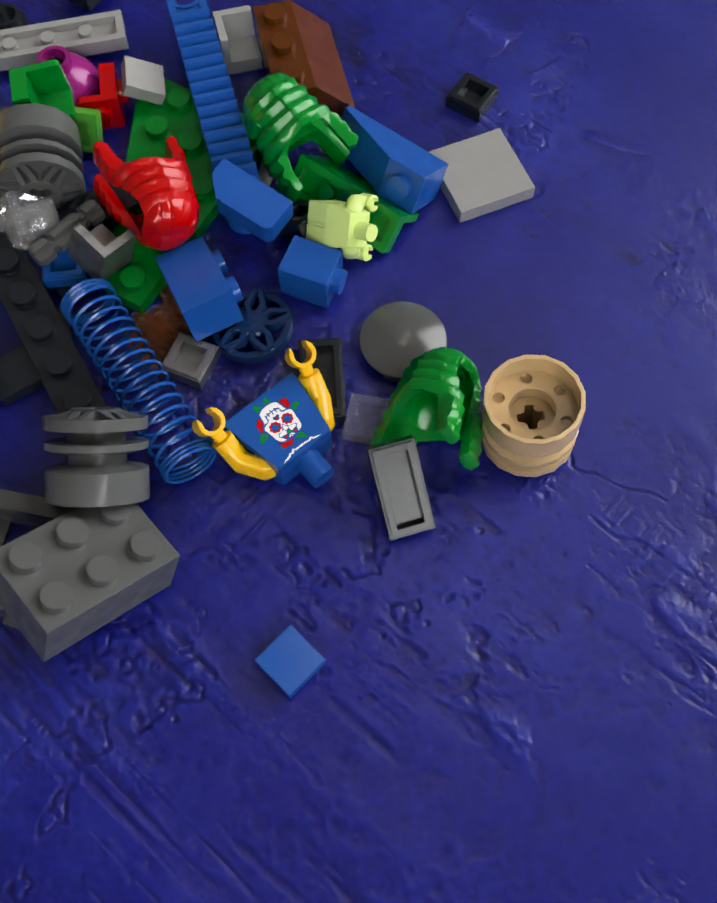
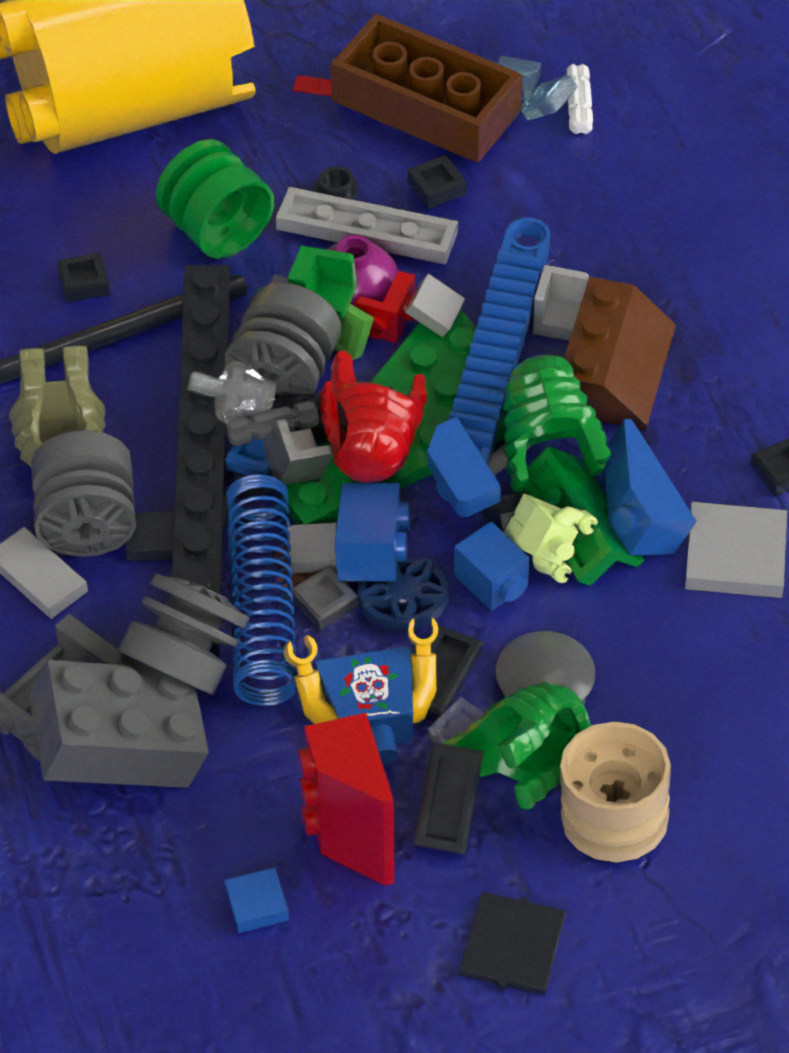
camera: 30 degrees right, 15 degrees down
(158, 321) = (312, 547): none -> light grey tile
(332, 535) = (348, 796): none -> red slope
(517, 584) = (512, 943): none -> black piece

